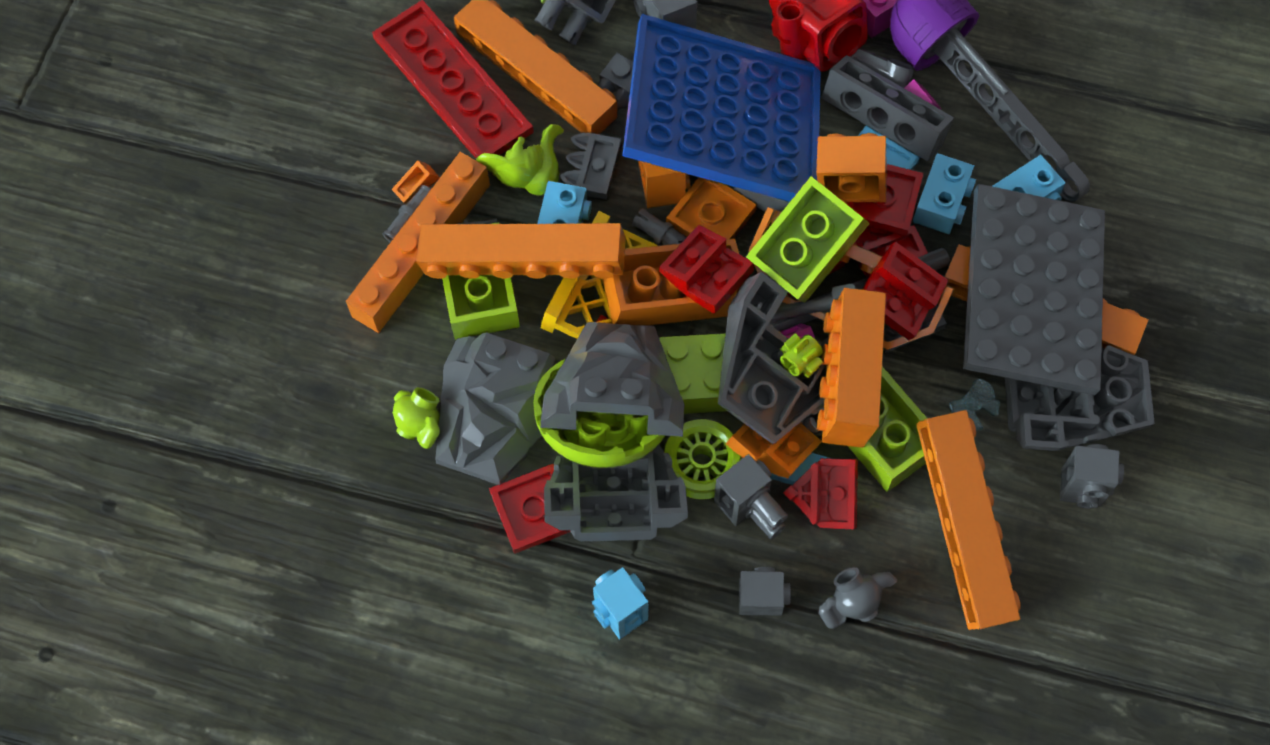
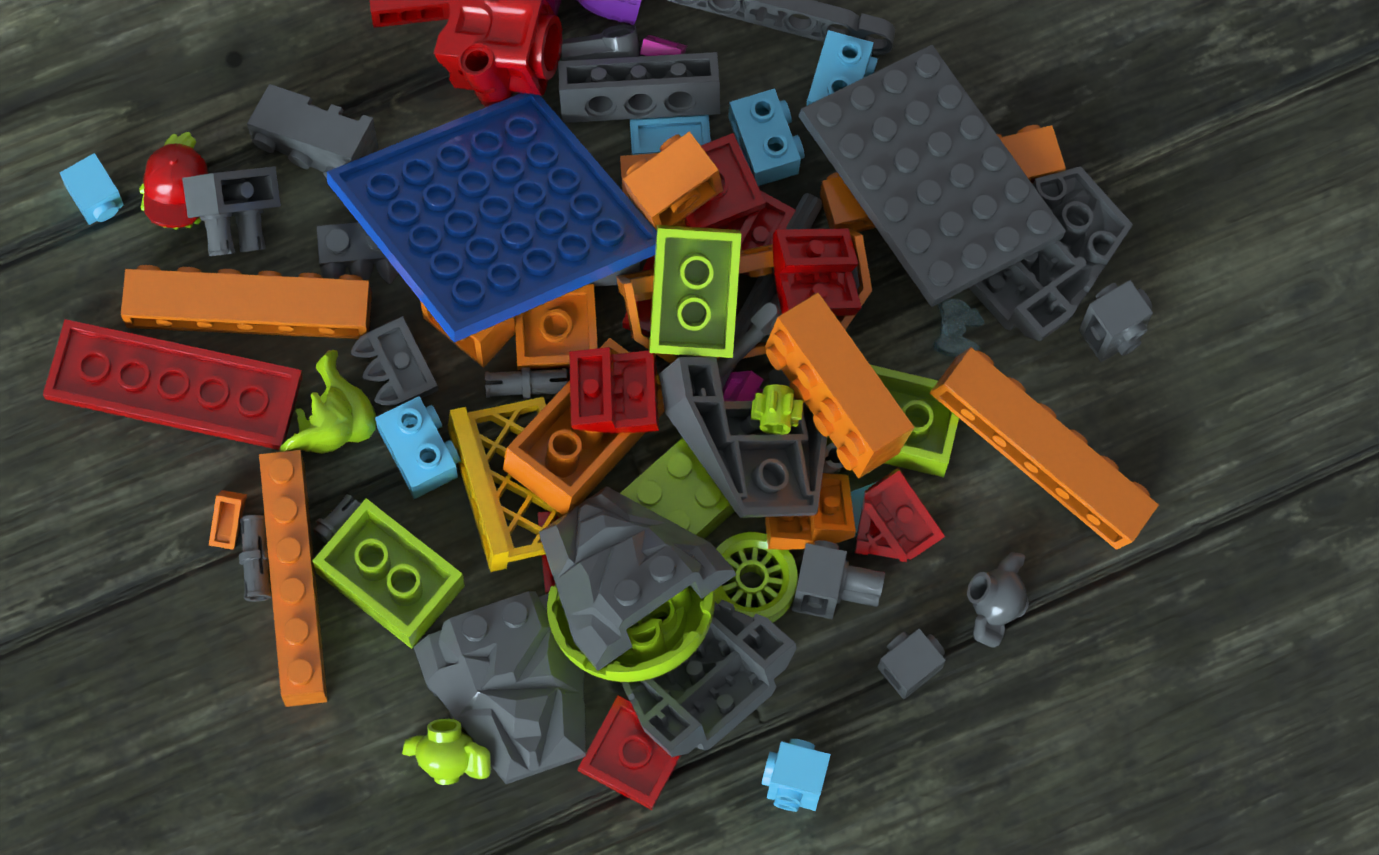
camera: 45 degrees left, 5 degrees up
(521, 250) = (424, 511): orange brick -> none

